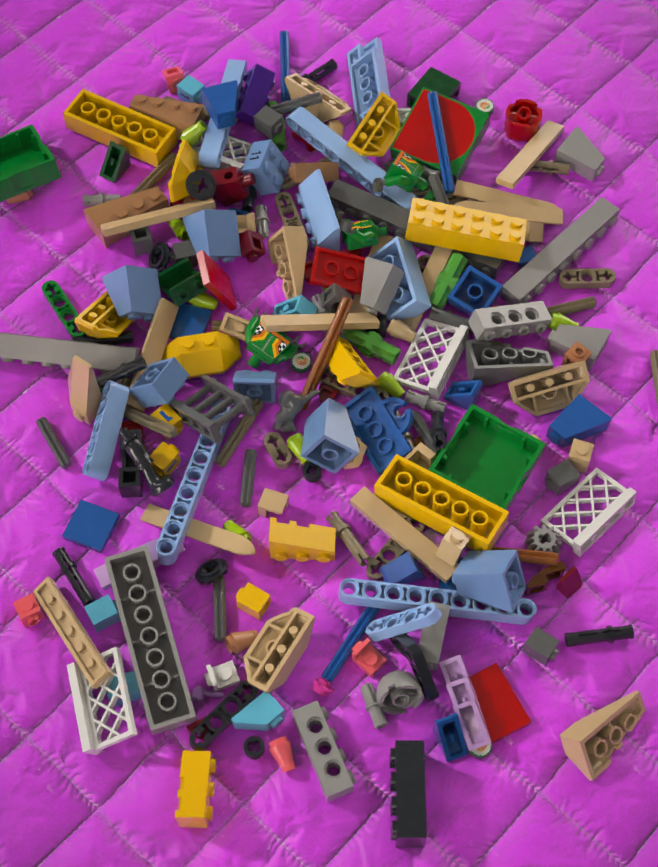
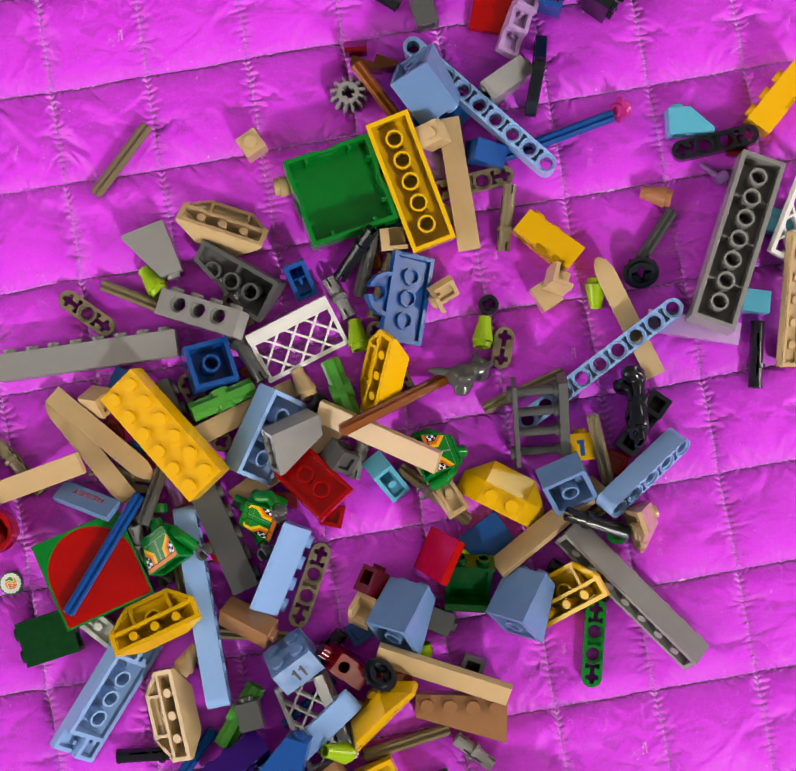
camera: 140 degrees left, 25 degrees up
(53, 442) = (692, 502): dark grey axle -> none
(91, 526) = (711, 394): blue tile -> none
(160, 249) = (471, 636): black gear -> none
(165, 459) = (609, 408): yellow brick -> none
(222, 676) = (692, 178): white bracket -> none
(248, 478) = (546, 340): dark grey axle -> none
(253, 601) = (624, 221): yellow brick -> none
(253, 740) = (710, 98): black bush -> none
(256, 385) = (477, 423): medium blue slope -> none
(262, 220) = (338, 605): light grey axle -> none
(271, 508) = (557, 280): none -> tan panel
(278, 649) = (640, 161): tan wedge -> none
(282, 752) = (689, 82): coral cone -> none
(289, 252) = (342, 541): tan wedge -> none
(293, 104) = (206, 716): dark grey axle -> none
(301, 362) = (416, 421): tile -> none
(327, 392) = (419, 370): dark red tile -> none
(329, 437) = (455, 318): medium blue slope -> none
(332, 786) = (670, 27): light grey brick -> none
(367, 657) = (565, 108): coral bracket -> none
(376, 712) = (591, 66): light grey axle -> none
(398, 691) = (565, 60): light grey cylinder -> none
(403, 622) = (524, 102): light blue beam -> none
(478, 169) = (87, 501): none -> medium blue tile
(562, 477) = (283, 138): dark grey brick -> none
(576, 354) = (173, 234): nougat bracket -> none
(577, 421) = (226, 178): blue slope -> none
(604, 519) = (278, 77): white fence -> none

